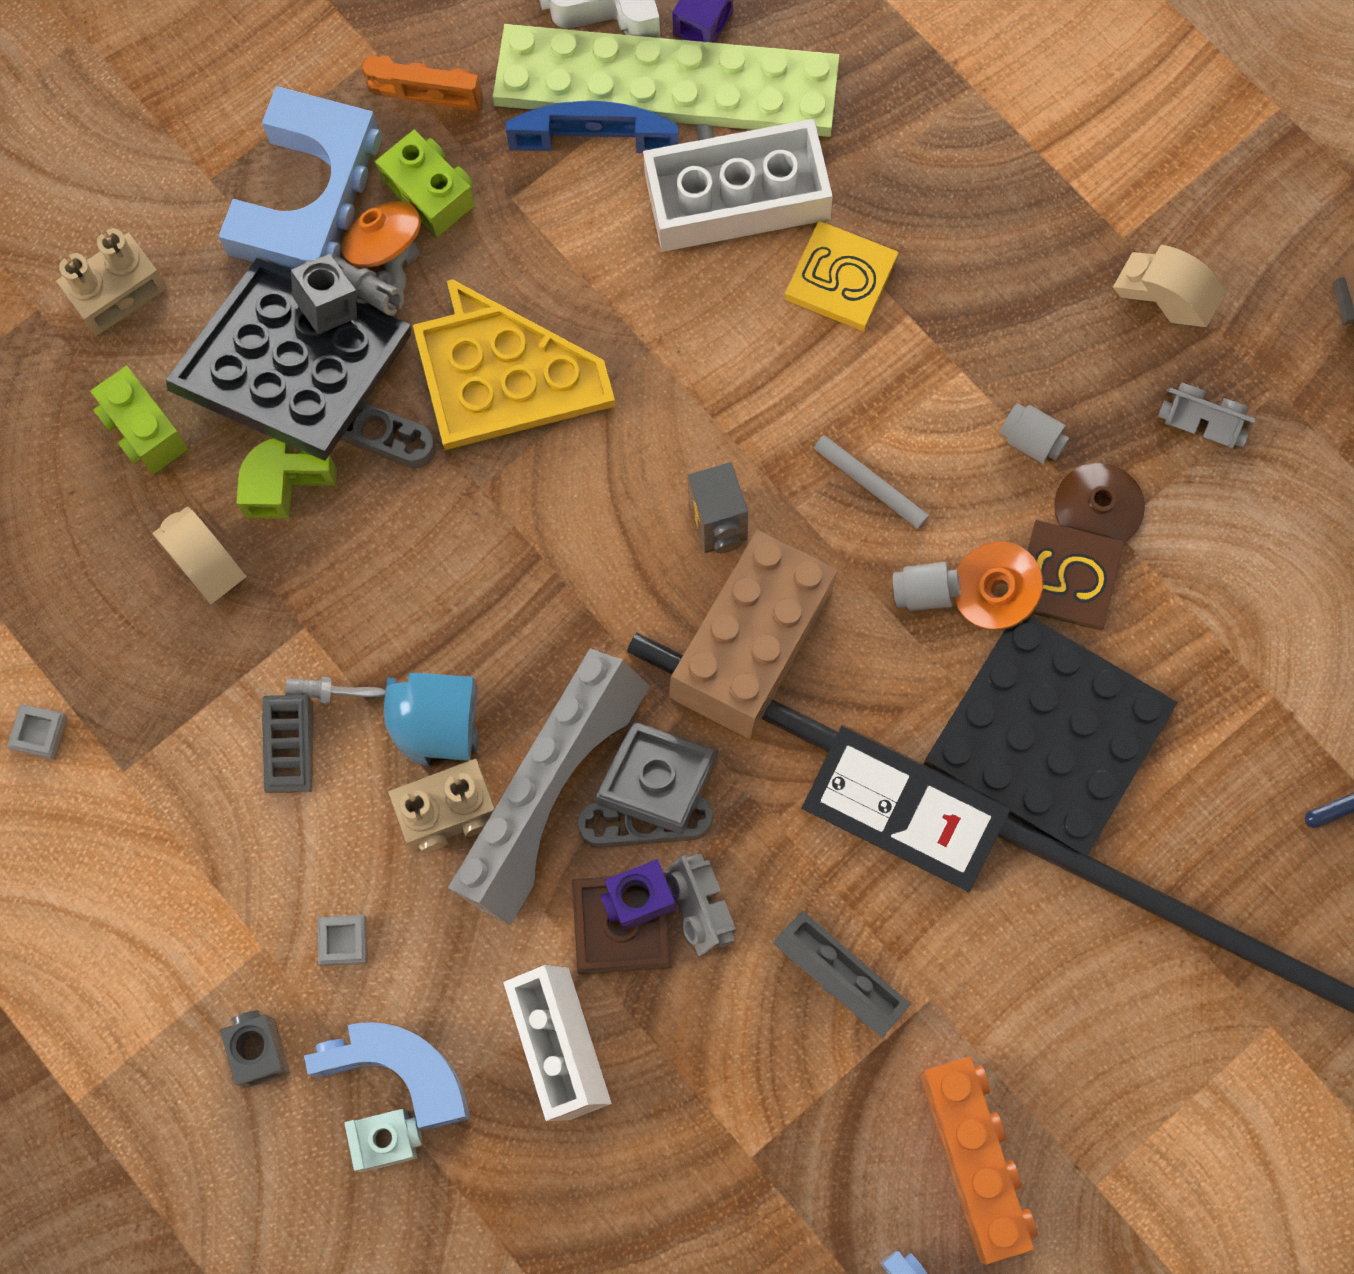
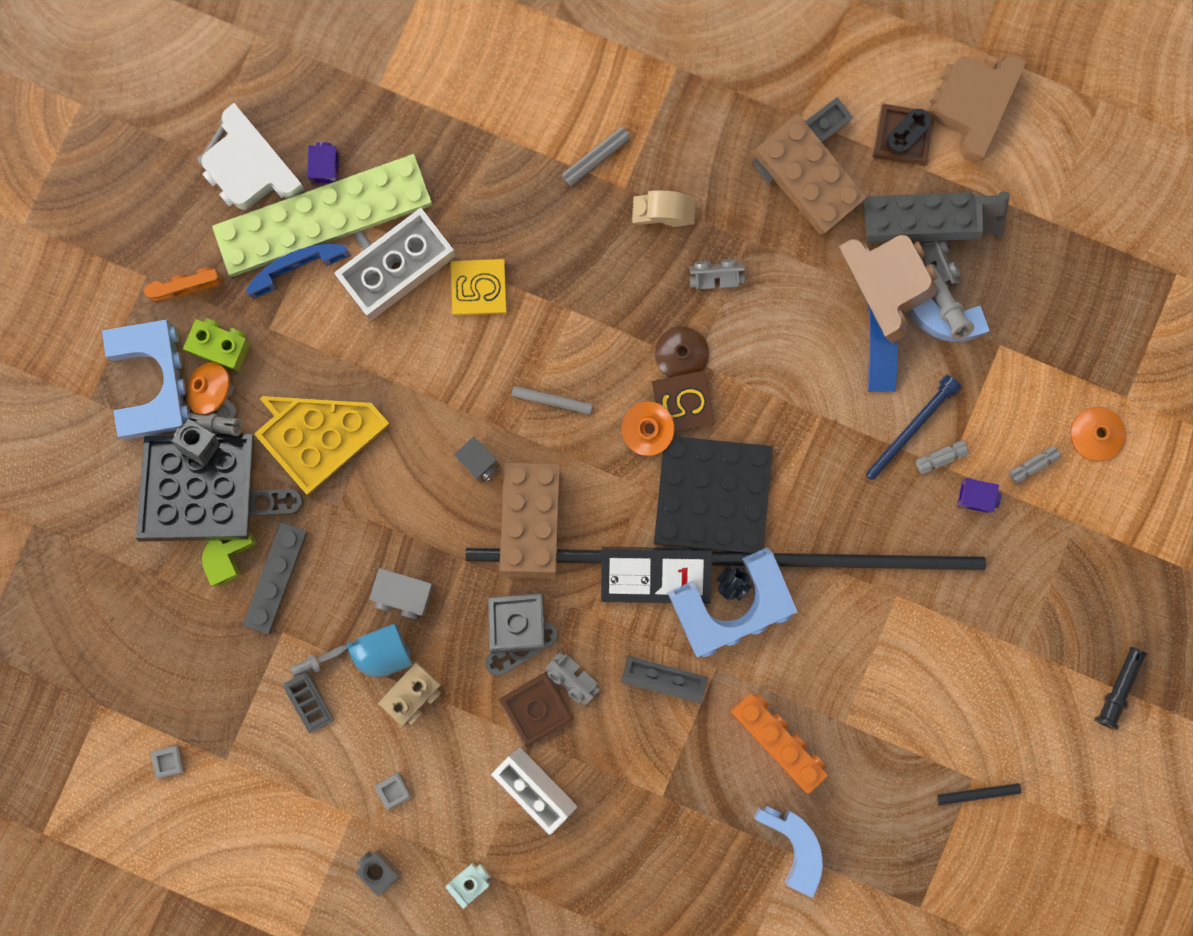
camera: 25 degrees left, 10 degrees up
(110, 281) = (68, 491): tan brick -> none
(139, 419) = (128, 562): lime brick -> none
(199, 554) = (203, 622): tan brick -> none
(335, 544) = (275, 578): none -> dark grey plate
(428, 1075) = (459, 834): light blue arch -> none
(504, 856) = (457, 705): light grey arch -> none
(507, 649) = (402, 593): none -> light grey brick
(653, 880) = (547, 684): dark purple brick -> none
(926, 586) = (610, 447): light grey brick -> none
(1021, 877) = (733, 583): none -> black gear
(1034, 433) = (628, 330): light grey brick -> none
(1065, 936) = (770, 605): none -> light blue arch
(1103, 174) = (596, 156): none -> light grey axle

